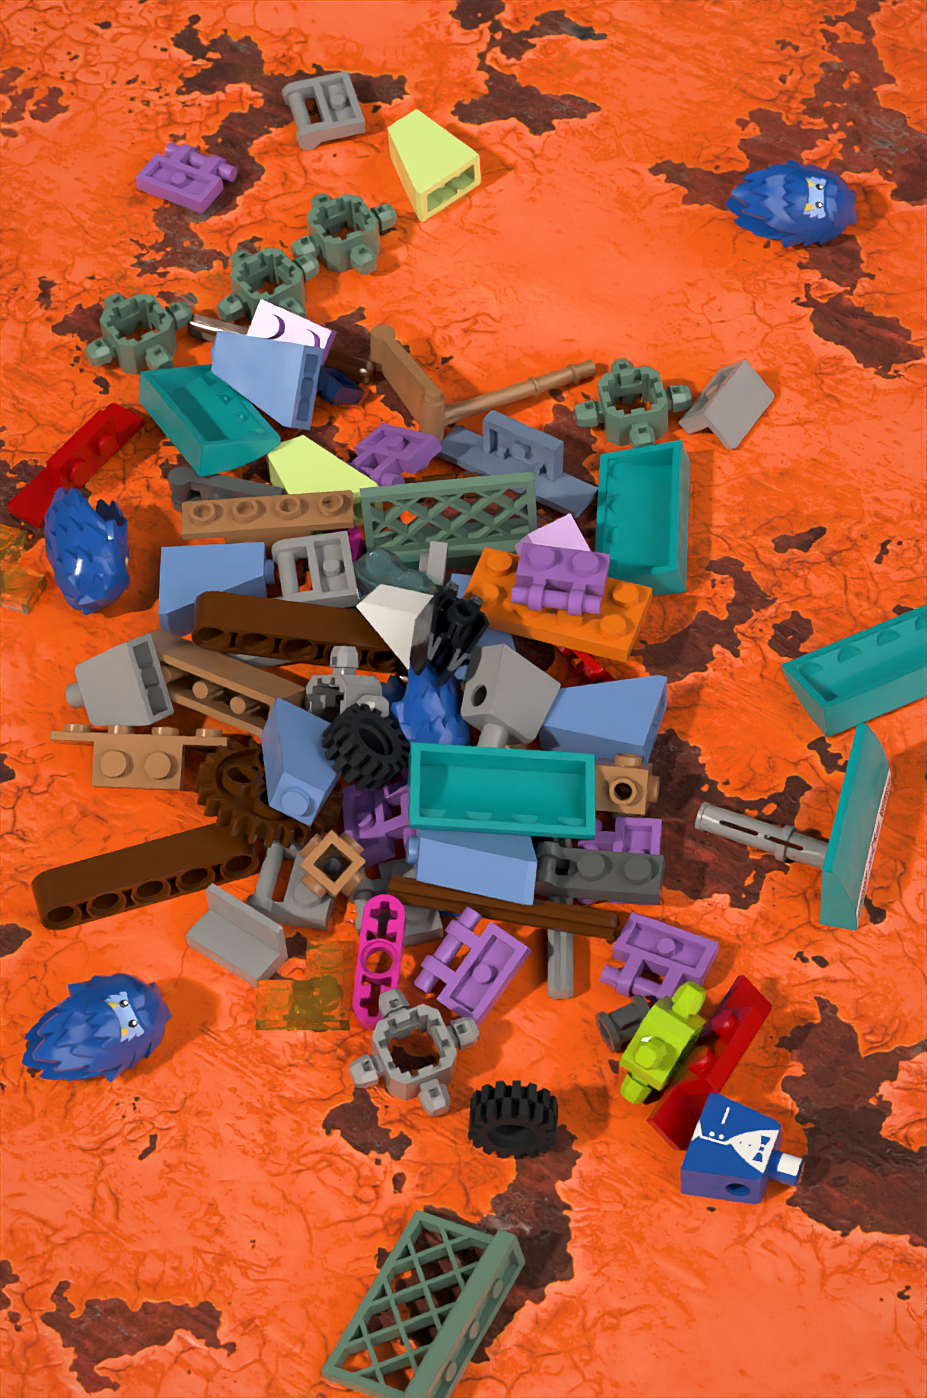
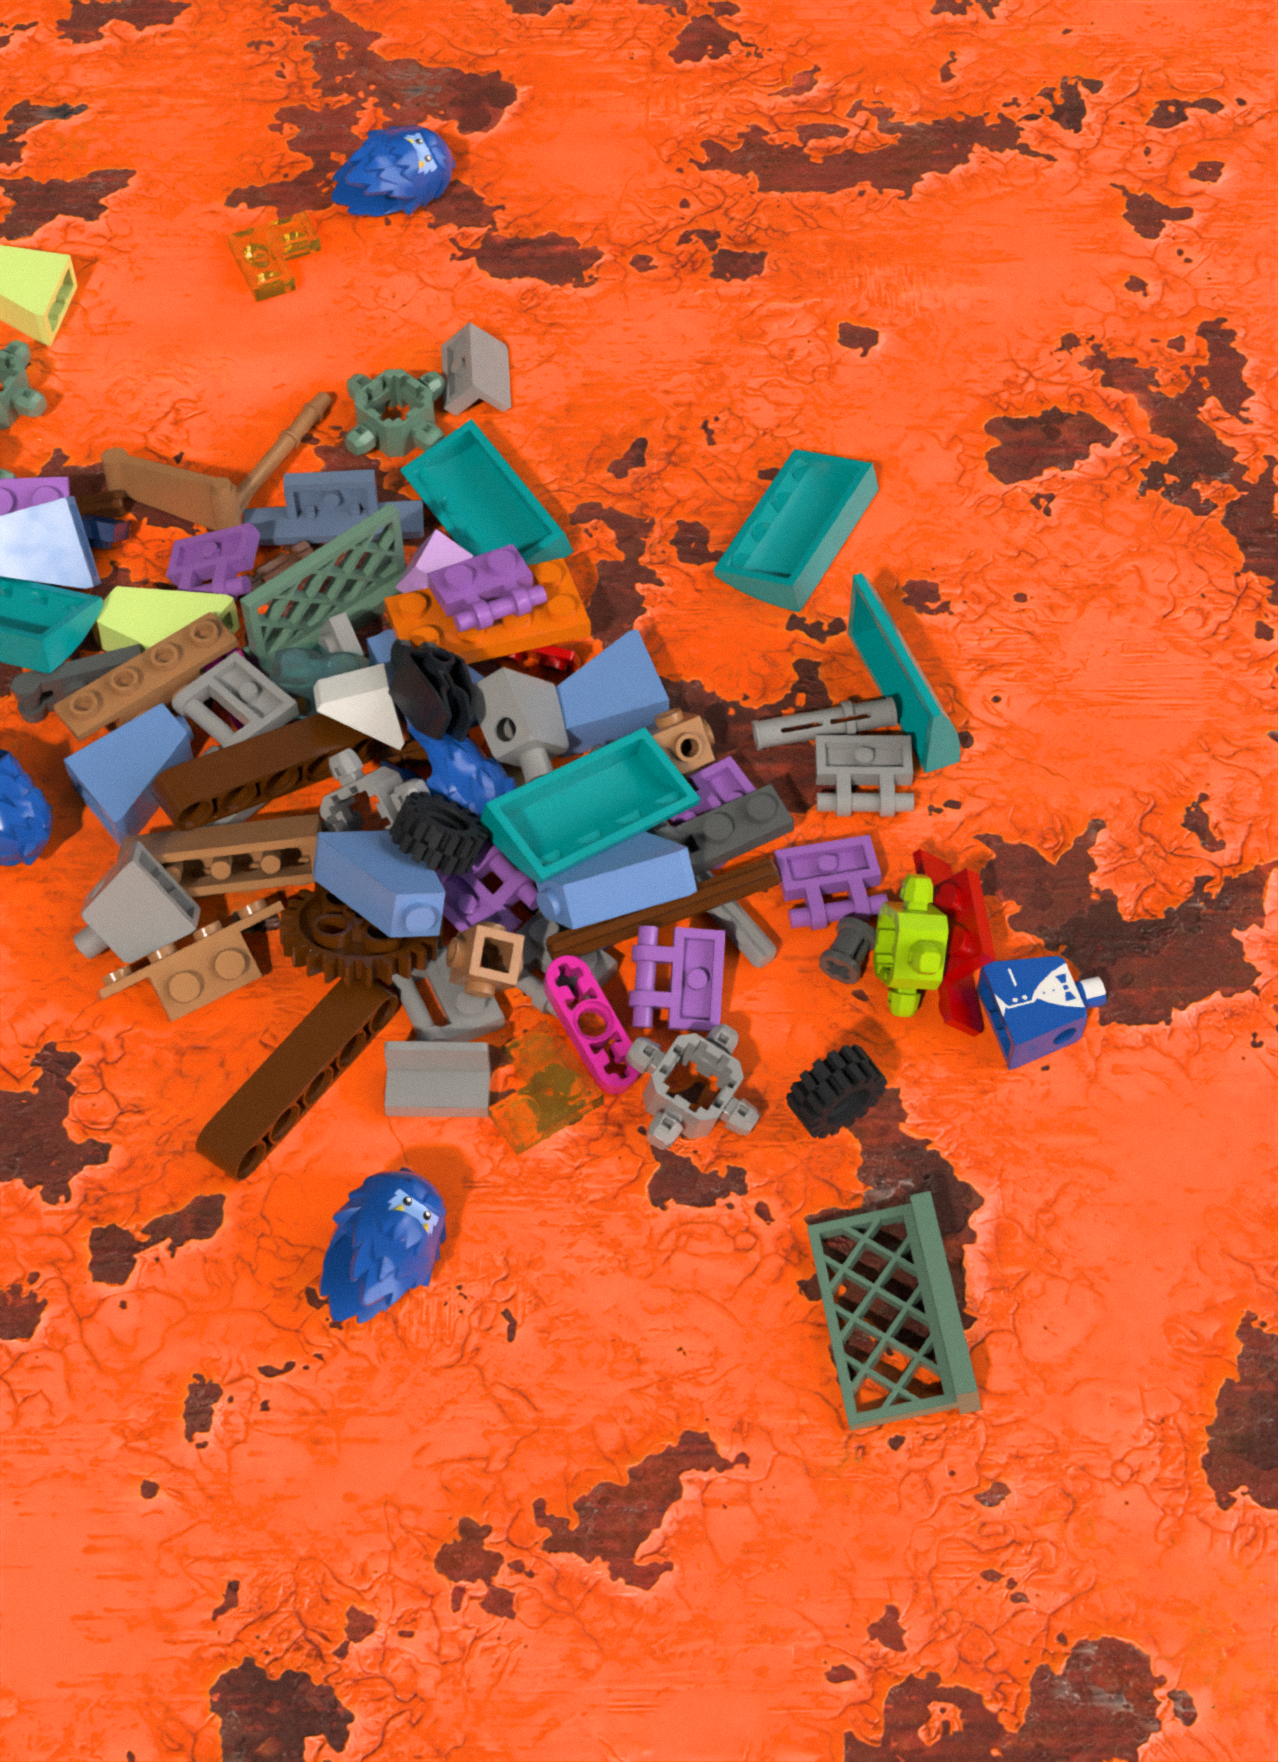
camera: 40 degrees left, 5 degrees up
(643, 219) = (265, 248): none -> clear yellow plate
(768, 883) = (864, 761): none -> light grey plate

